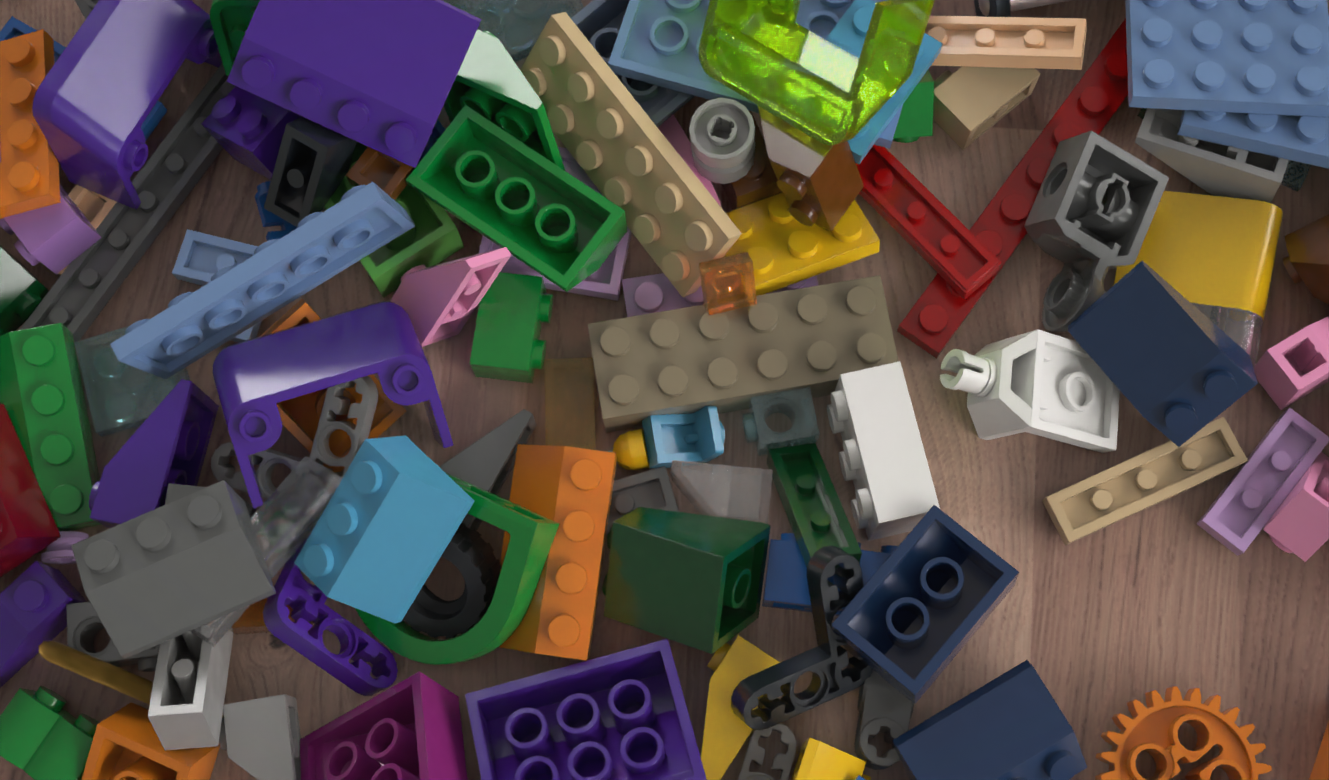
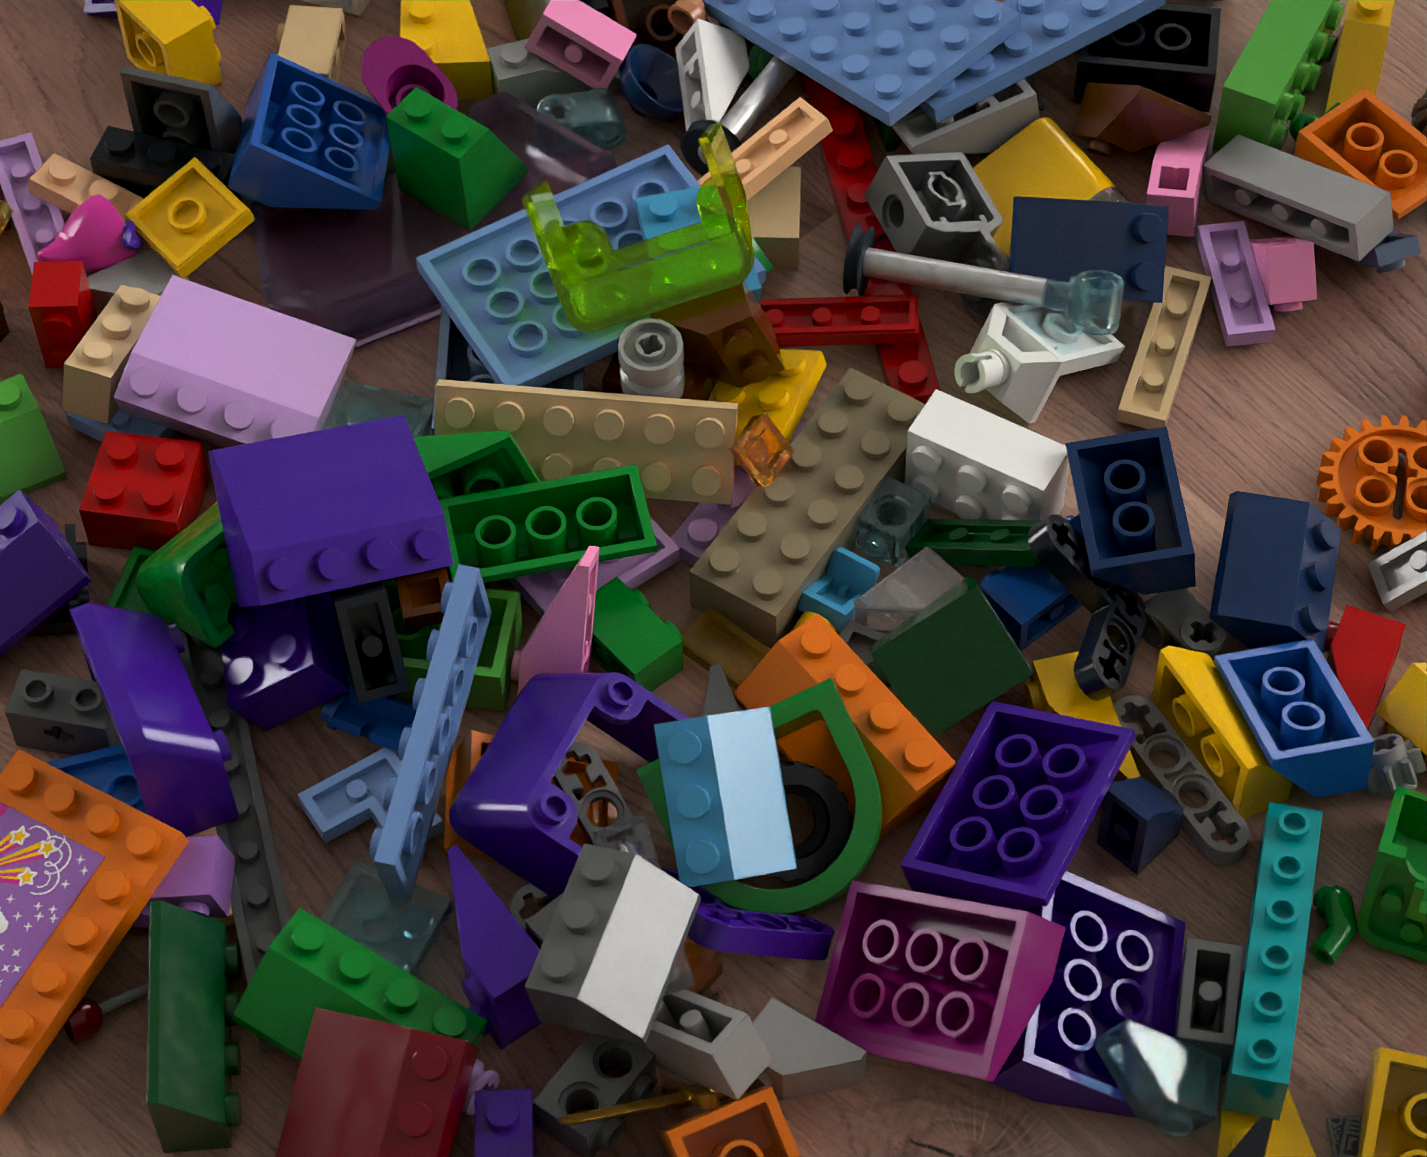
camera: 50 degrees left, 20 degrees down
(1108, 397) = (1089, 299): none -> piece

